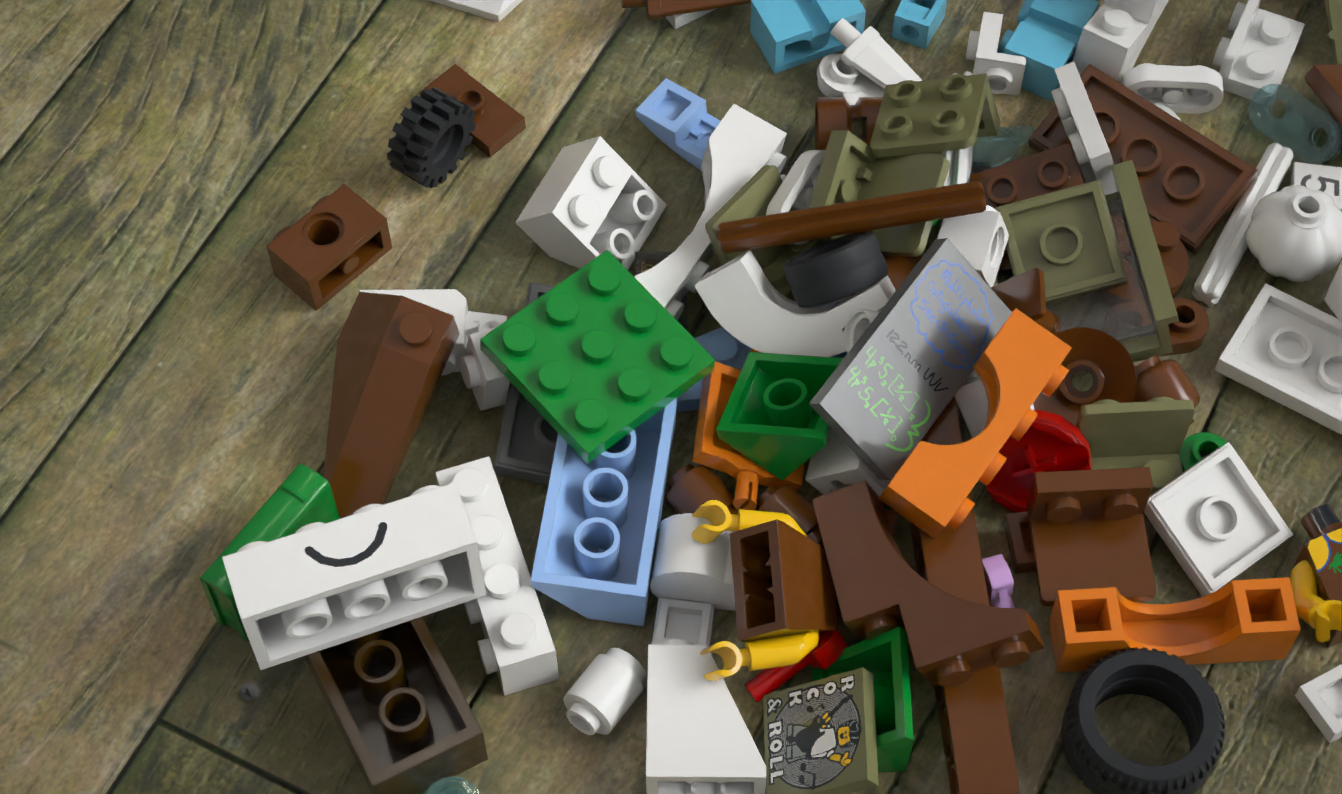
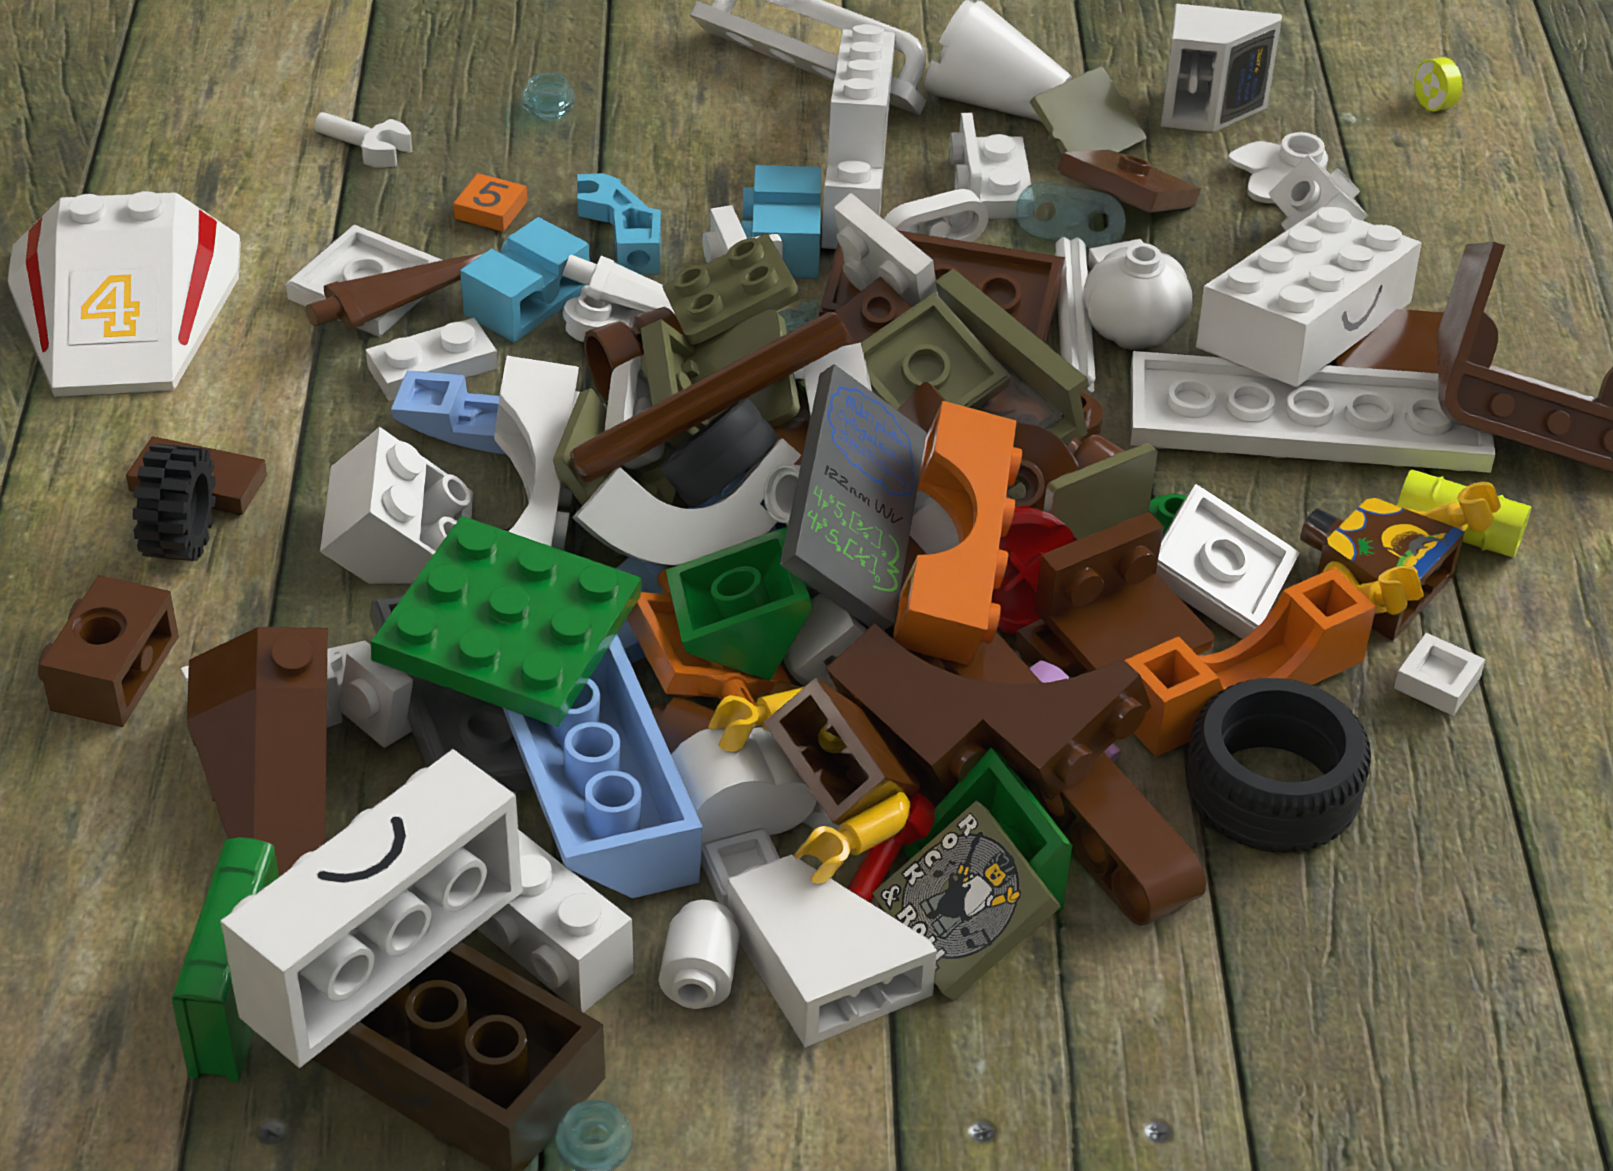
camera: 30 degrees left, 15 degrees down
(702, 66) = (450, 349): none -> white plate

